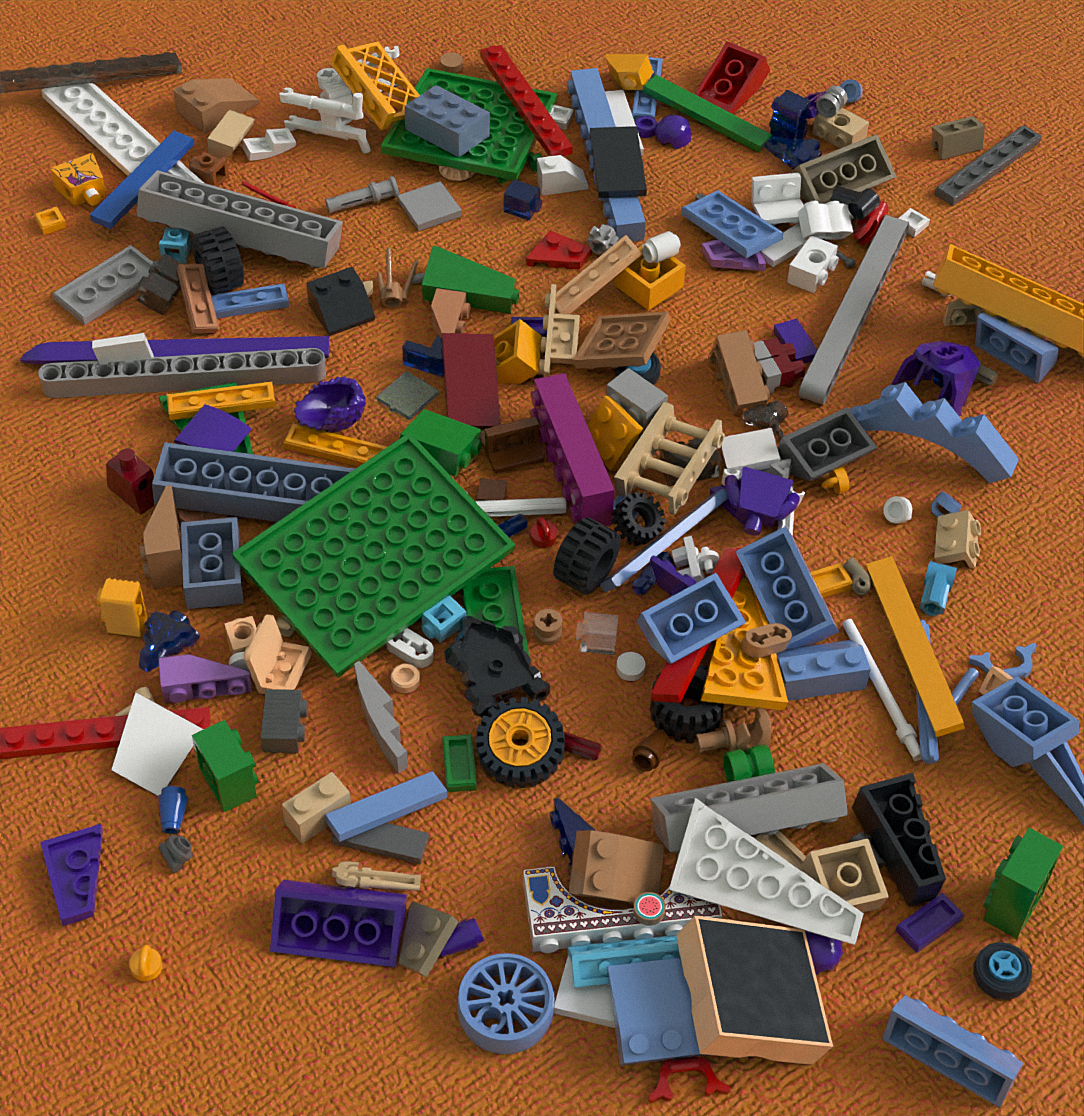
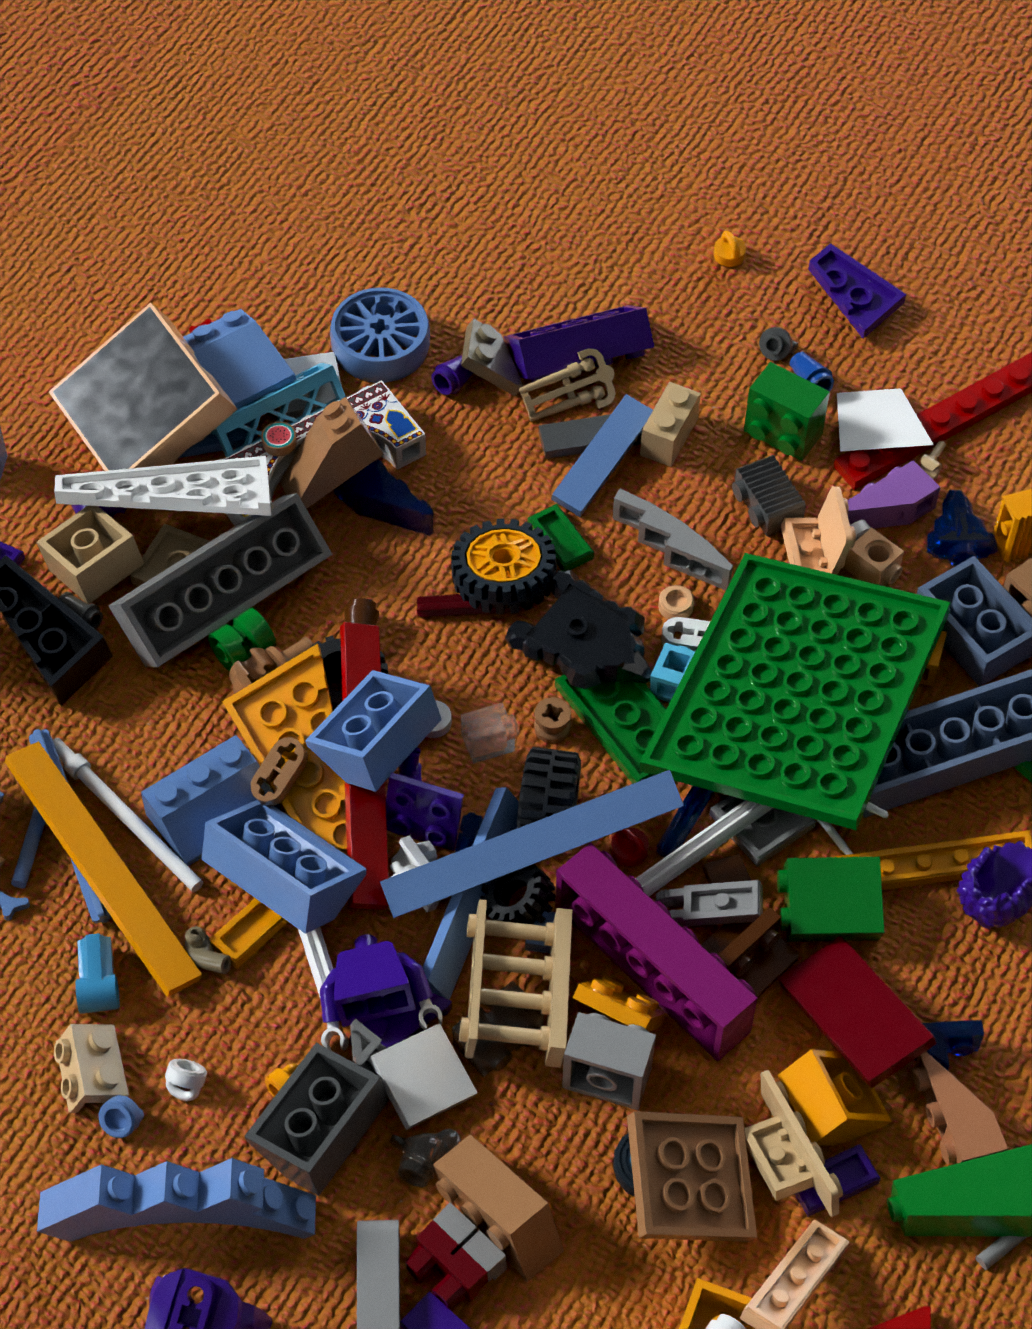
camera: 155 degrees right, 5 degrees up
(407, 395) = (933, 983): clear light blue piece -> none
(517, 470) = (714, 903): none -> light grey hinge
(620, 514) = (531, 843): none -> medium blue tile

